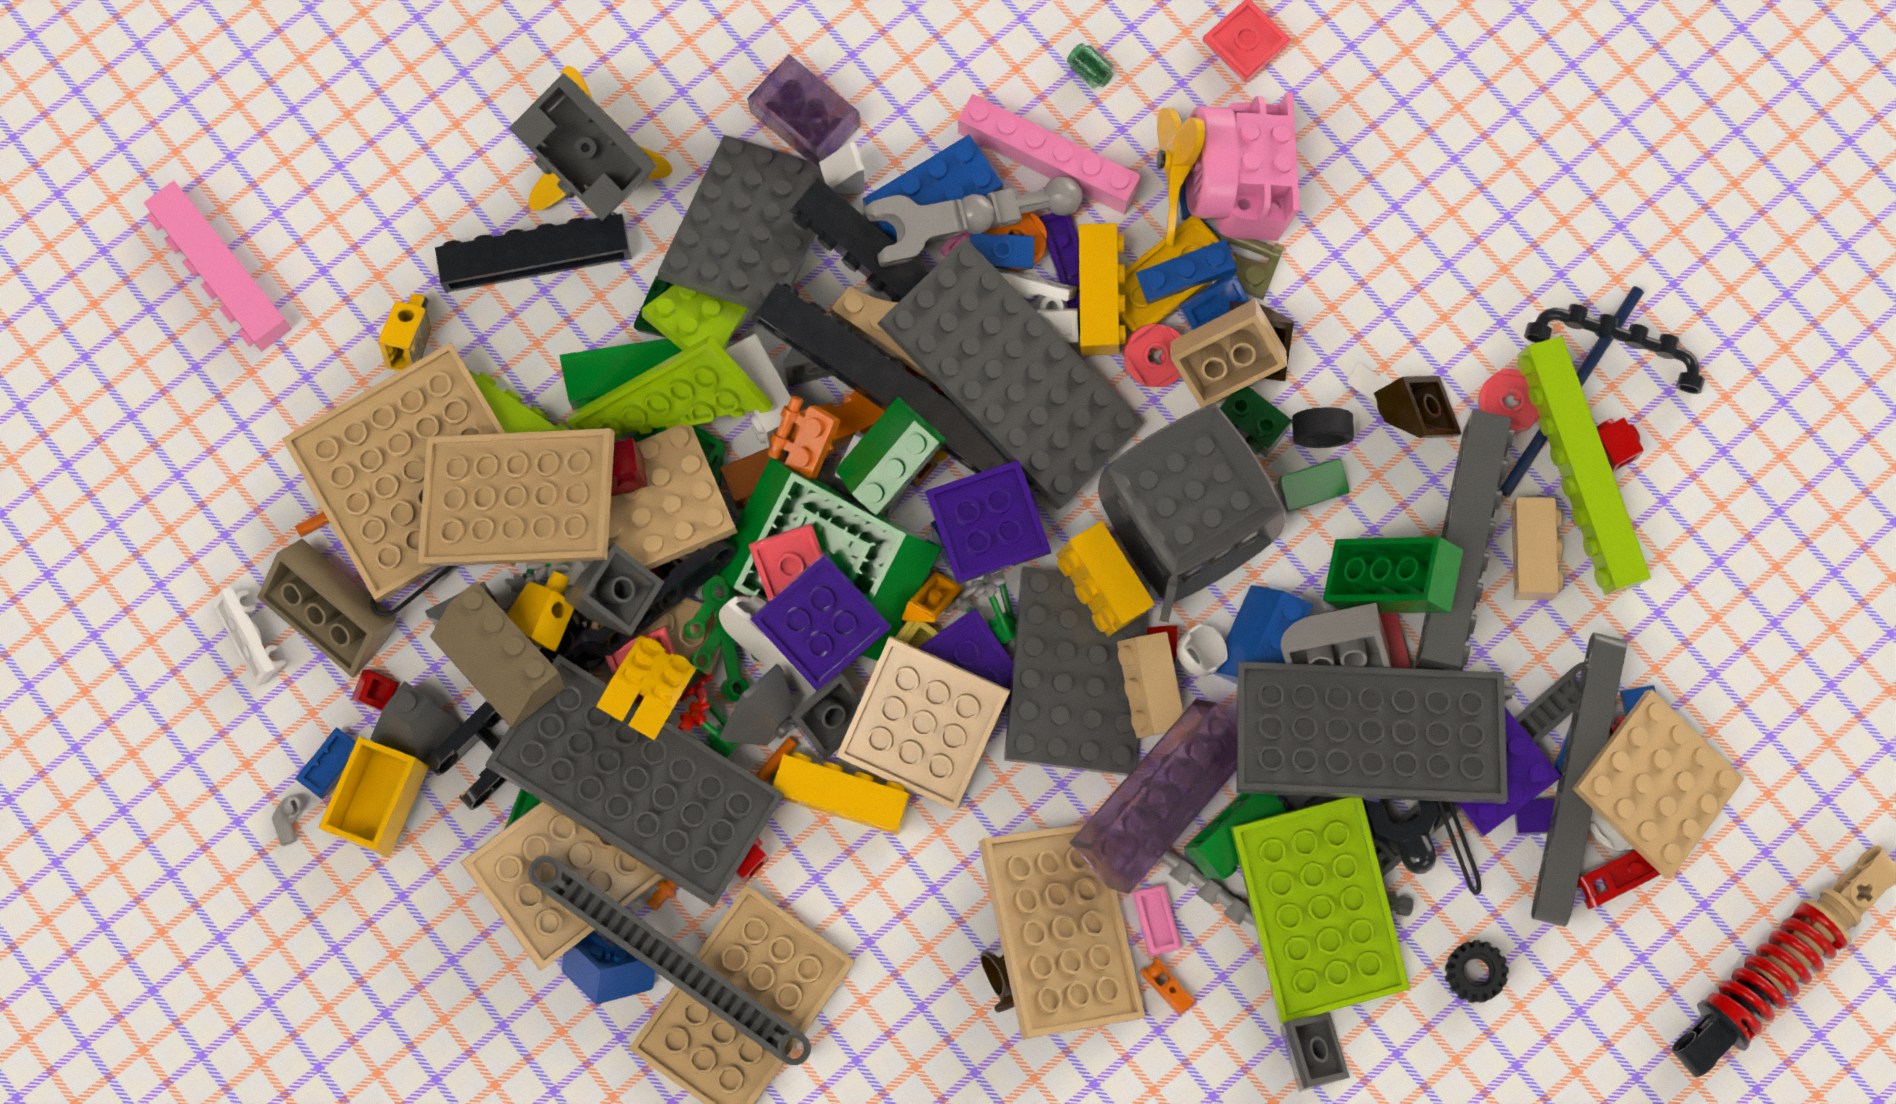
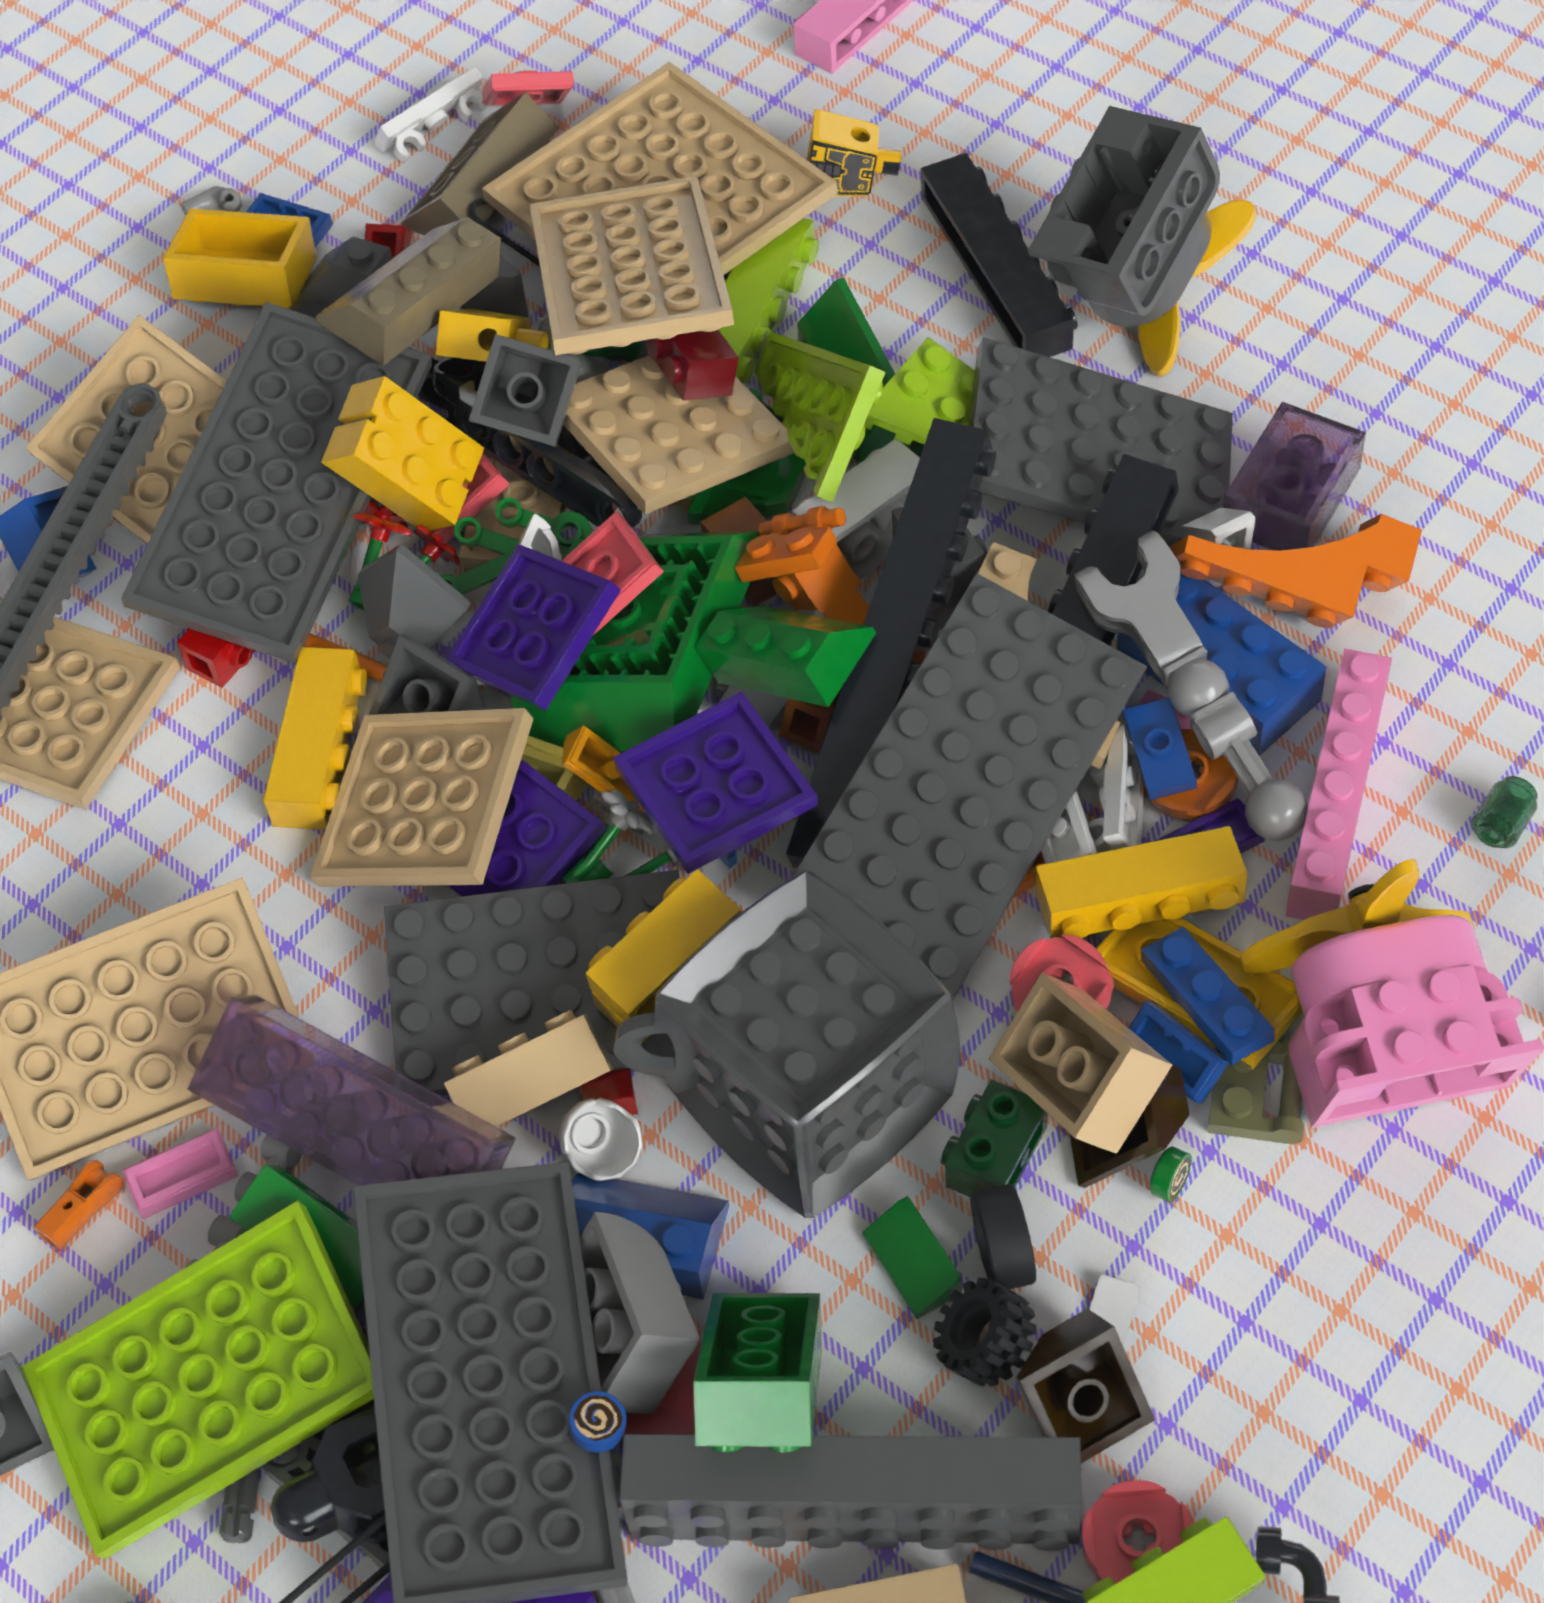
camera: 80 degrees right, 20 degrees down
(260, 553) = (540, 86): none -> coral plate
(891, 119) = (1313, 580): none -> orange arch
(1300, 330) = (1170, 1173): none -> green tile
(1383, 434) = (1003, 1341): none -> black tyre
(1412, 671) = (597, 1421): none -> tile

